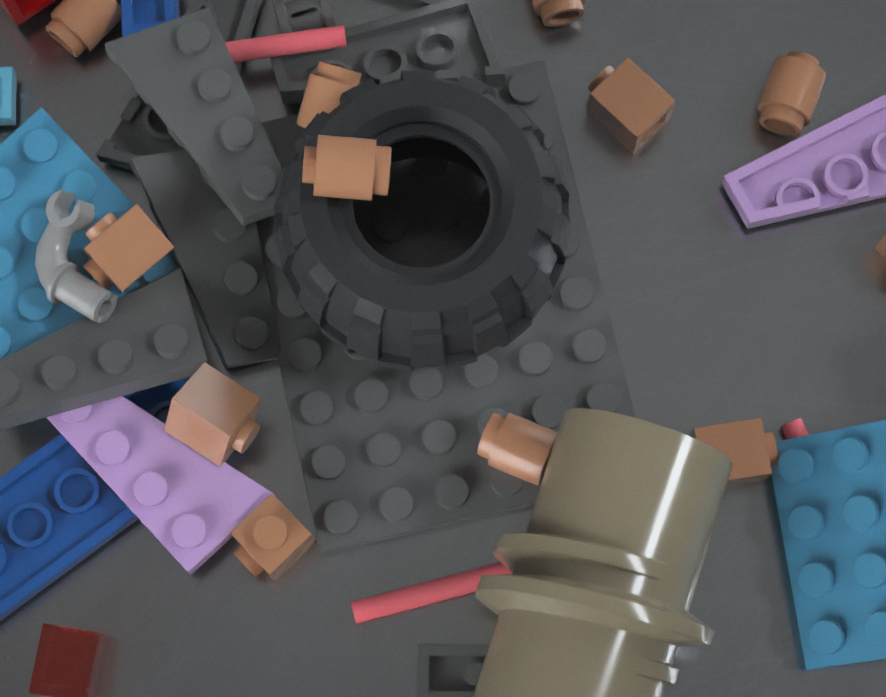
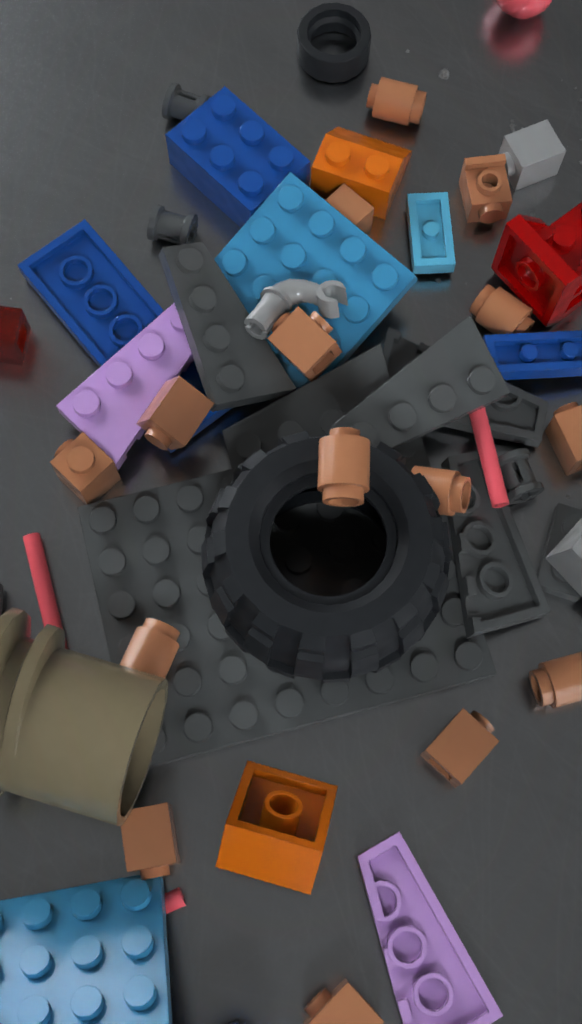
camera: 85 degrees right, 5 degrees down
(717, 309) = (277, 827): none -> orange slope
(791, 93) = (482, 896): nougat brick -> none

